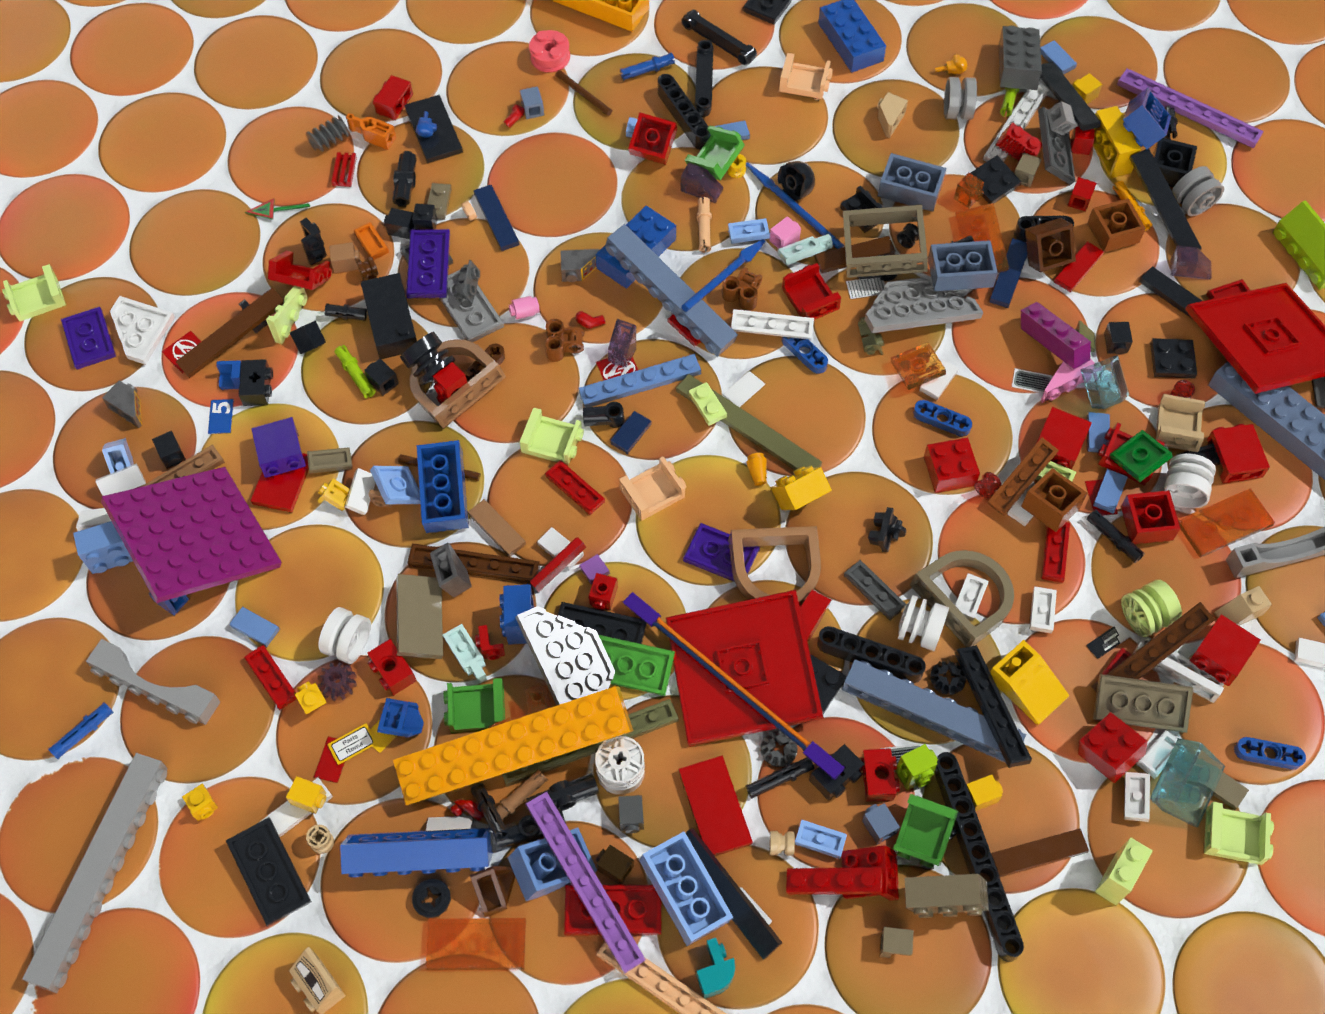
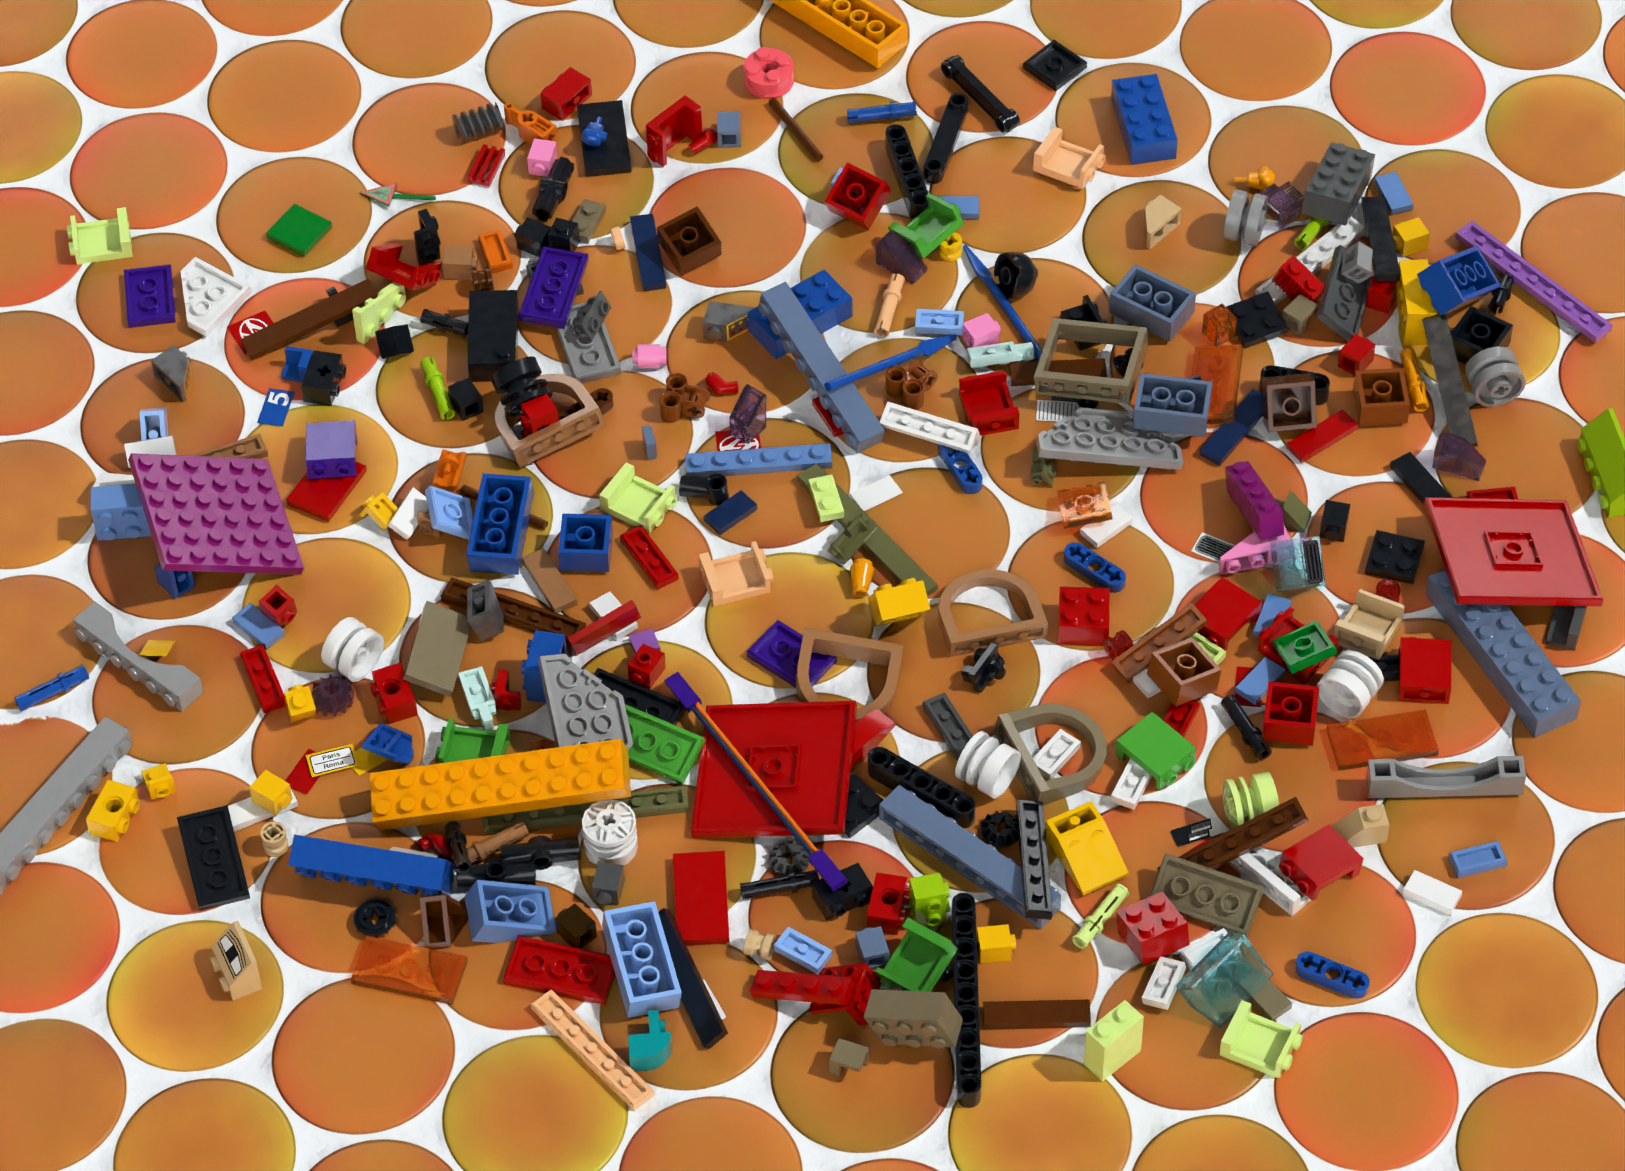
camera: 15 degrees right, 10 degrees down
(160, 832) = (103, 820): none -> yellow brick
(168, 670) = (157, 647): none -> yellow sticker
(169, 449) = (210, 429): black brick -> none
(202, 254) = (299, 229): none -> green tile
(268, 607) = (278, 606): none -> red brick
(329, 460) = (384, 475): dark tan tile -> none
(385, 445) = (449, 470): none -> orange hips
(388, 154) = (542, 157): none -> bright pink brick
(490, 104) = (672, 126): none -> red panel
(519, 487) = (585, 542): none -> blue brick
(528, 202) = (689, 241): none -> reddish brown brick
(546, 384) = (649, 442): none -> sand blue tile
(585, 882) = (537, 930): medium lavender plate -> none
(740, 436) = (852, 538): none -> olive hinge
(911, 471) = (1002, 635): none -> medium nougat window
(985, 80) = (1283, 203): none -> piece
(1053, 574) = (1157, 750): none -> bright green panel
(1058, 750) = (1085, 935): none -> yellowish green pin

